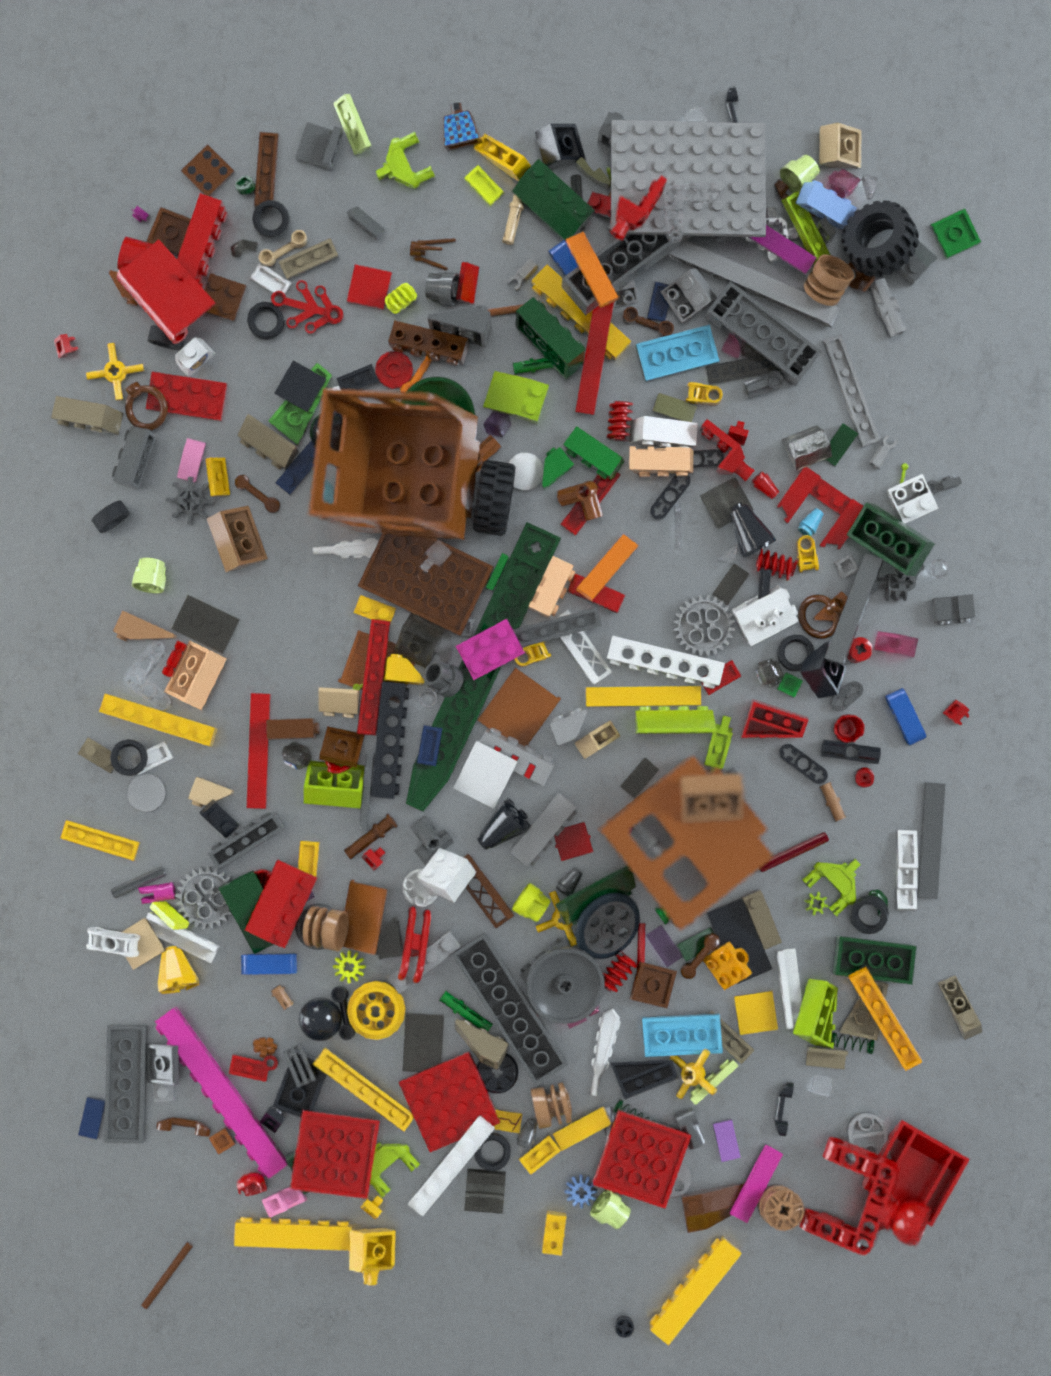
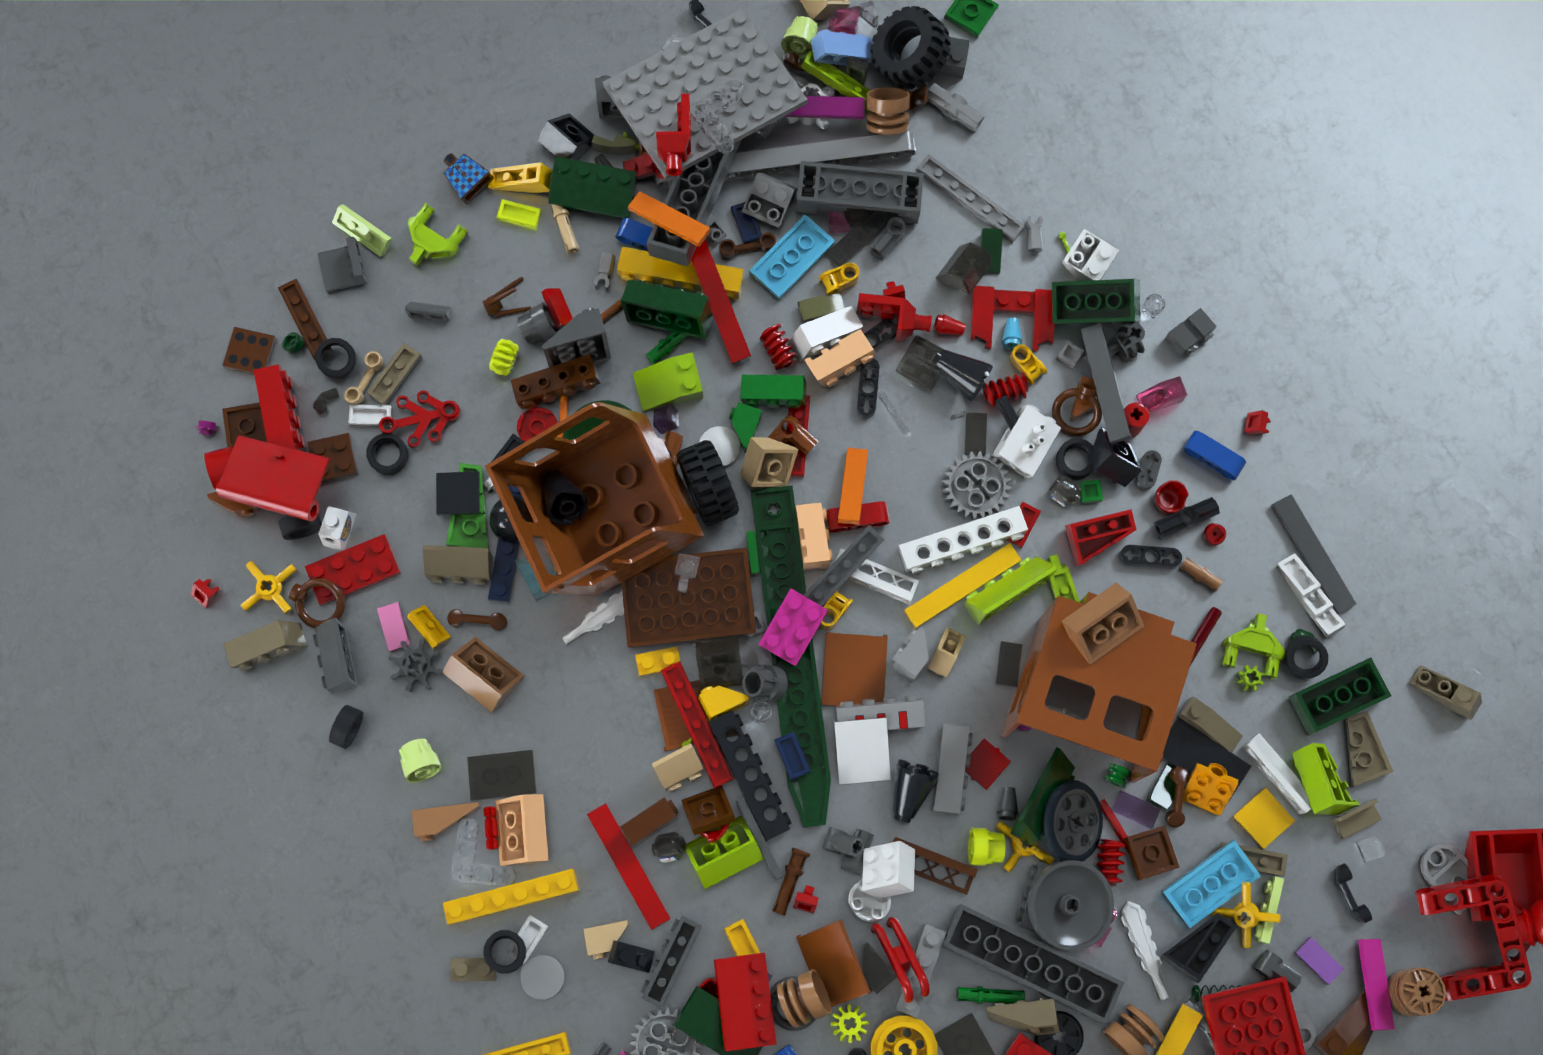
camera: 35 degrees left, 10 degrees down
(369, 287) = (467, 366): red tile -> none
(375, 442) = (563, 499): none -> black cone
(552, 509) = (768, 463): none -> tan slope
(870, 1046) = (1388, 776): dark green piece -> none
(885, 1018) = (1388, 744): light orange plate -> none
(948, 483) = (1111, 226): dark grey plate -> none

